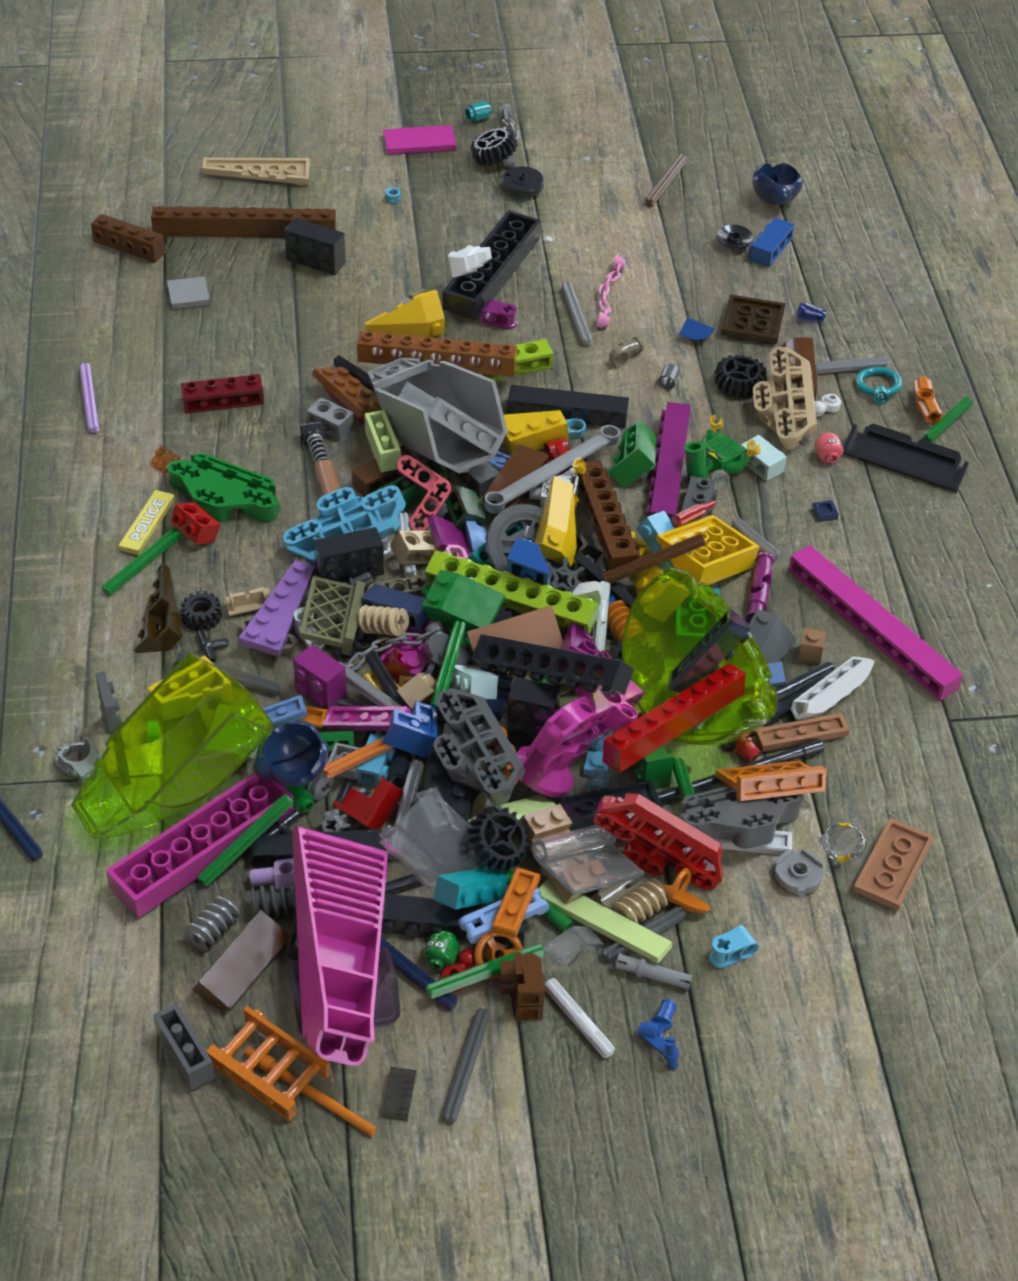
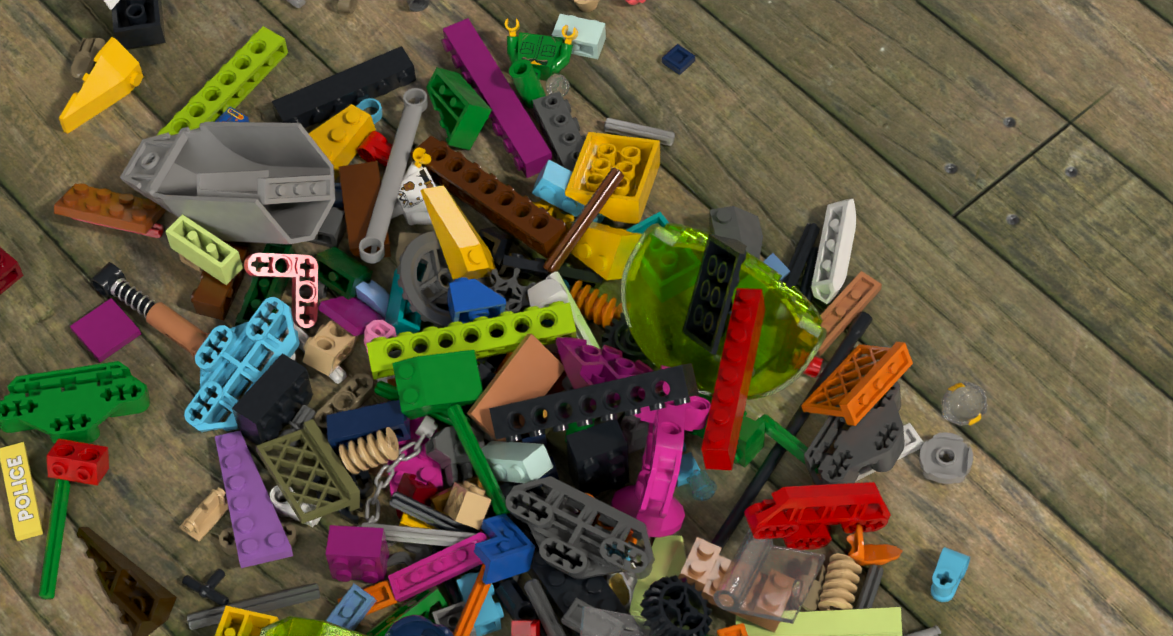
camera: 30 degrees left, 10 degrees up
(198, 602) = (163, 542): black tyre -> none
(285, 461) = (105, 330): none -> magenta tile
(335, 419) = (112, 248): light grey brick -> none
(353, 370) = (92, 180): black axle -> none
(473, 356) = (172, 112): dark orange brick -> none
(498, 313) = (184, 23): magenta piece -> none
(583, 806) = (722, 514): black tile -> none
(691, 513) = (573, 145): axle -> none
(760, 584) = (681, 172): magenta piece -> none
(811, 646) = (782, 217): medium nougat brick -> none
(875, 623) = (815, 154): dark pink brick -> none
(893, 864) = (1019, 396): nougat plate -> none

